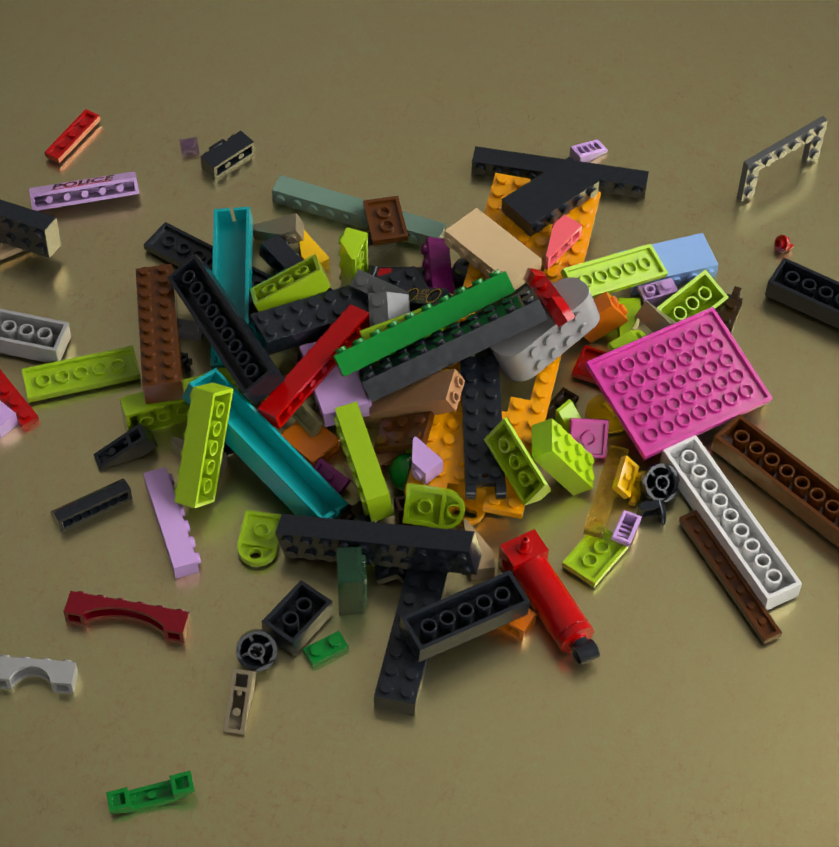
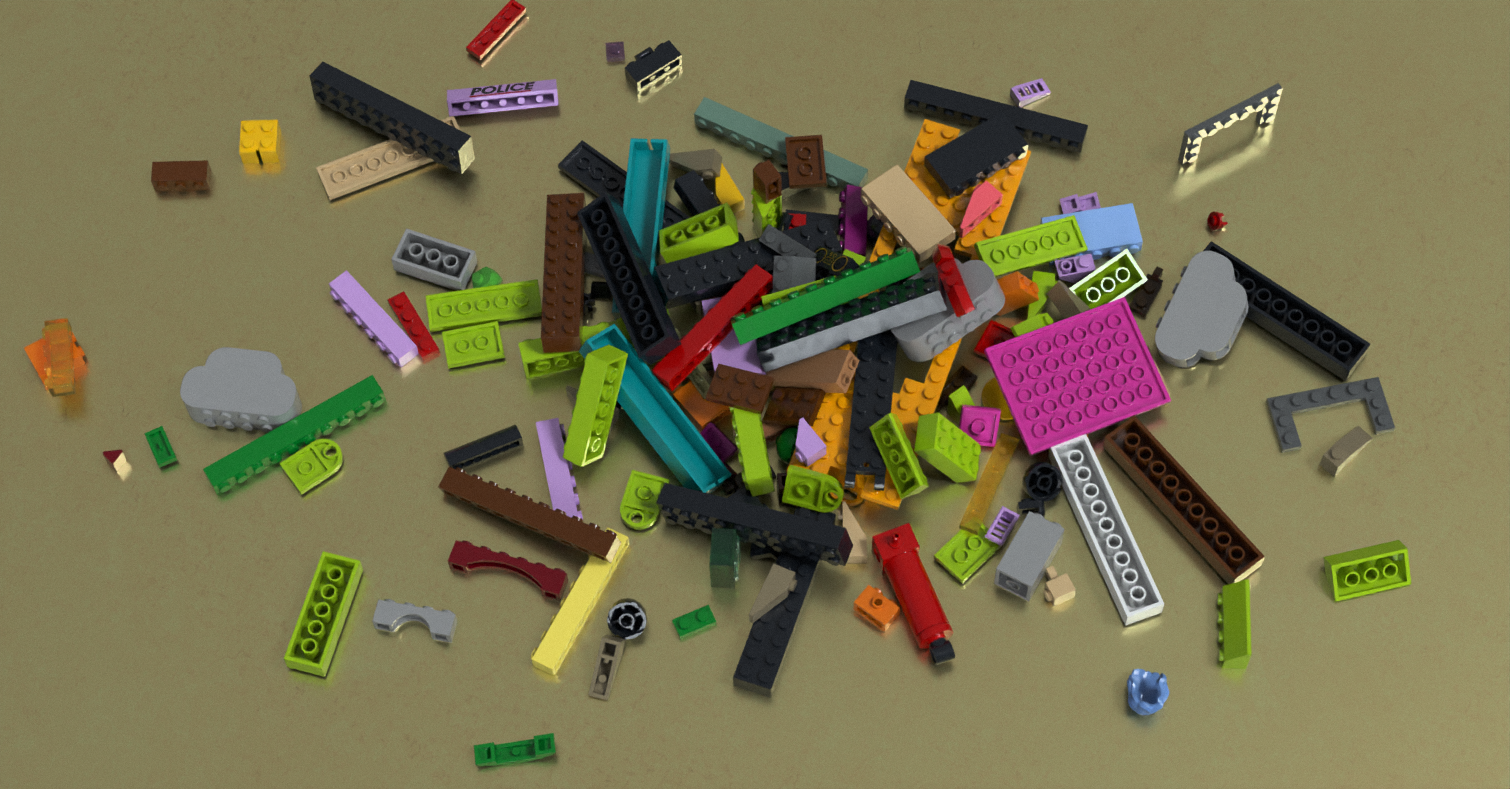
camera: 10 degrees right, 10 degrees up
(73, 410) = (473, 344): none -> lime plate
(80, 348) = (486, 277): none -> bright green plate
(127, 447) = (522, 391): black slope -> none
(146, 558) = (529, 514): none -> reddish brown brick
(197, 351) = (600, 290): none -> black slope
(205, 640) = (575, 610): none -> light yellow brick
(298, 617) = (670, 588): black brick -> none
(348, 416) = (740, 388): none -> reddish brown plate
(354, 225) = (767, 181): none -> reddish brown brick
(409, 598) = (774, 590): none -> dark tan slope
(464, 616) = (828, 607): black brick -> none
(627, 480) = (1009, 472): yellow plate -> none
(647, 238) = (1076, 204): none -> lavender slope
(658, 552) = (1029, 555): none -> light grey brick
(691, 581) = (1058, 588): none -> tan brick
(730, 577) = (1097, 586): reddish brown plate -> none
(789, 317) = (1203, 312): none -> light grey brick
(799, 670) = (1147, 691): none -> medium blue hair

